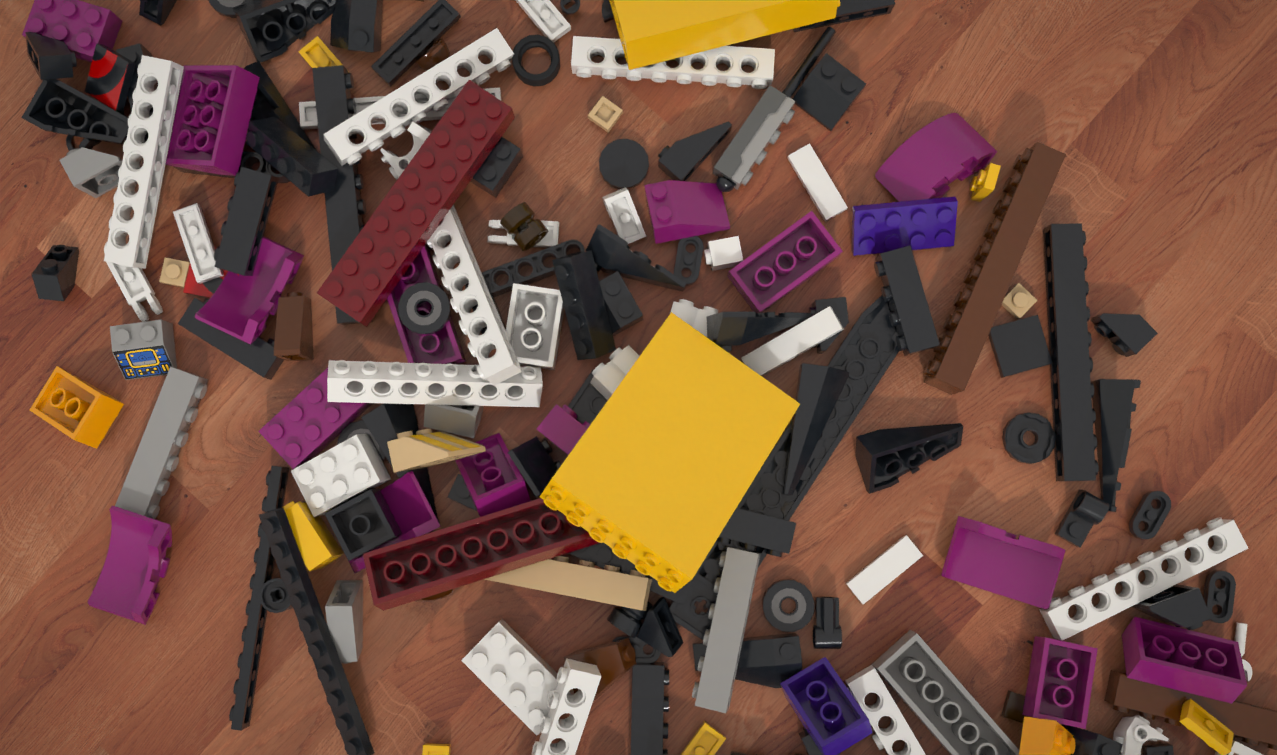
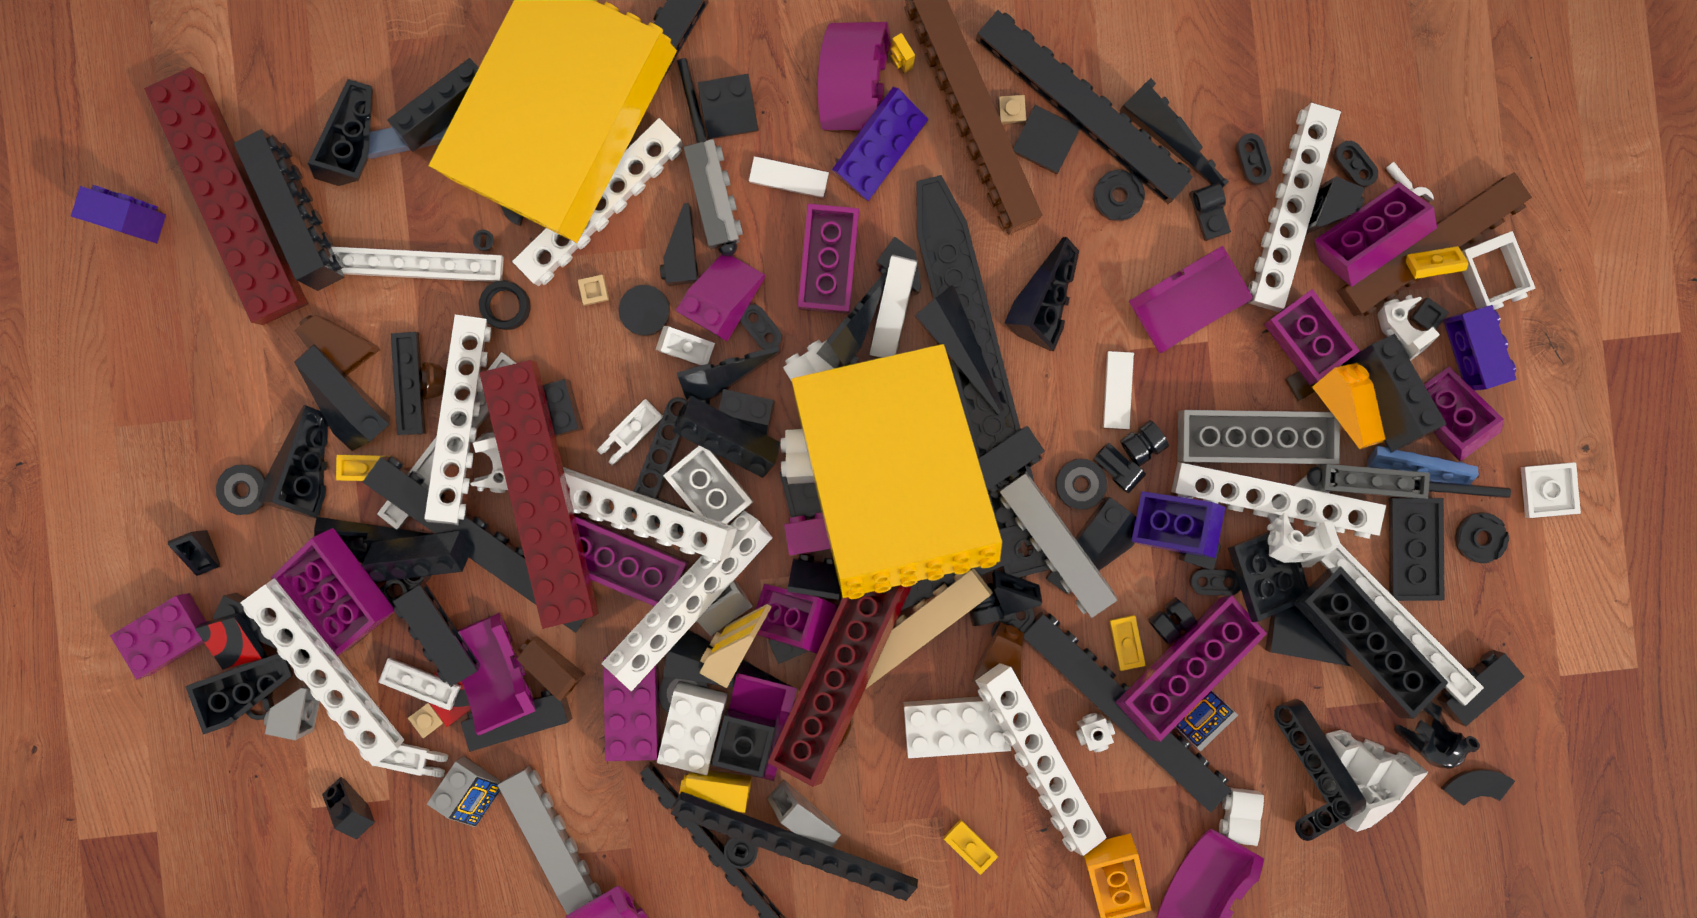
camera: 50 degrees left, 5 degrees up
(50, 57) = (174, 673): black slope -> none
(76, 407) = (465, 881): light orange slope -> none
(414, 297) = (608, 558): black tile -> none
(517, 220) = (618, 429): dark brown wheel -> none
(723, 253) = (780, 297): white brick -> none
(863, 625) = (1142, 444): none -> black wheel
(906, 300) = (938, 194): black brick -> none
(1126, 331) = (1107, 51): black slope -> none

